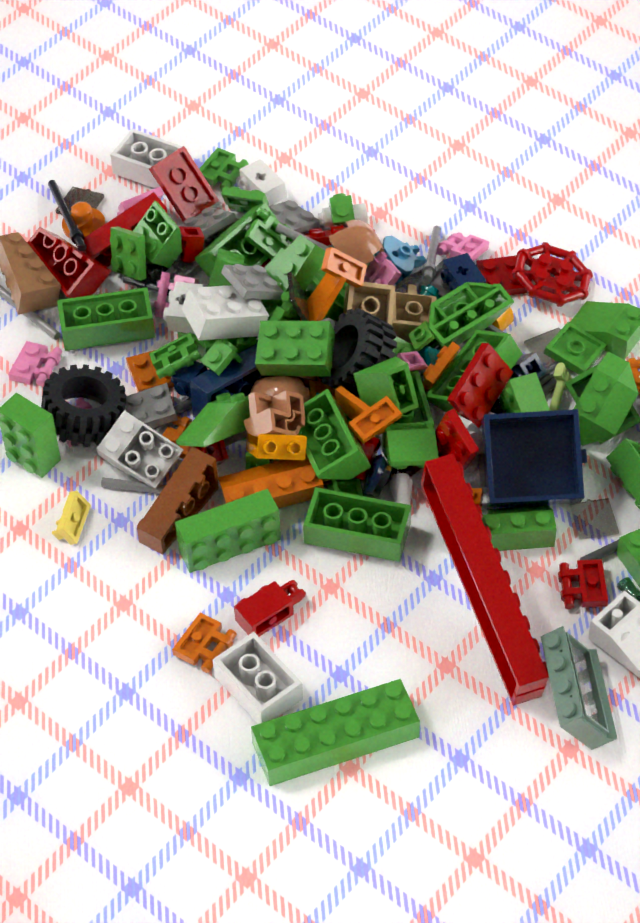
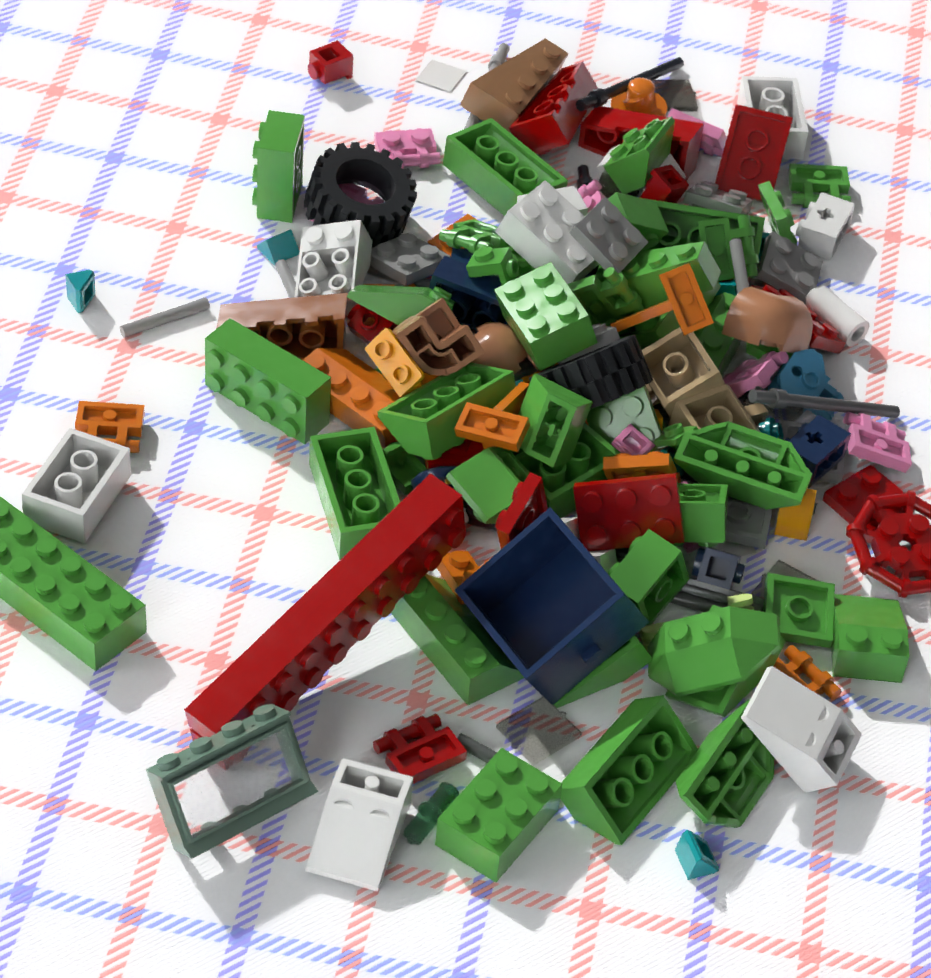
camera: 55 degrees right, 5 degrees down
(57, 607) = (80, 289): none -> teal slope
(72, 518) = (209, 255): light yellow plate -> none
(85, 475) = (279, 247): none -> teal slope
(111, 570) = (164, 317): none -> light grey bar
(128, 253) = (597, 149): bright green plate -> none
(268, 607) = (189, 461): red brick -> none
(298, 297) = (623, 290): clear smoke piece -> none
(341, 208) = (833, 300): bright green bracket -> none

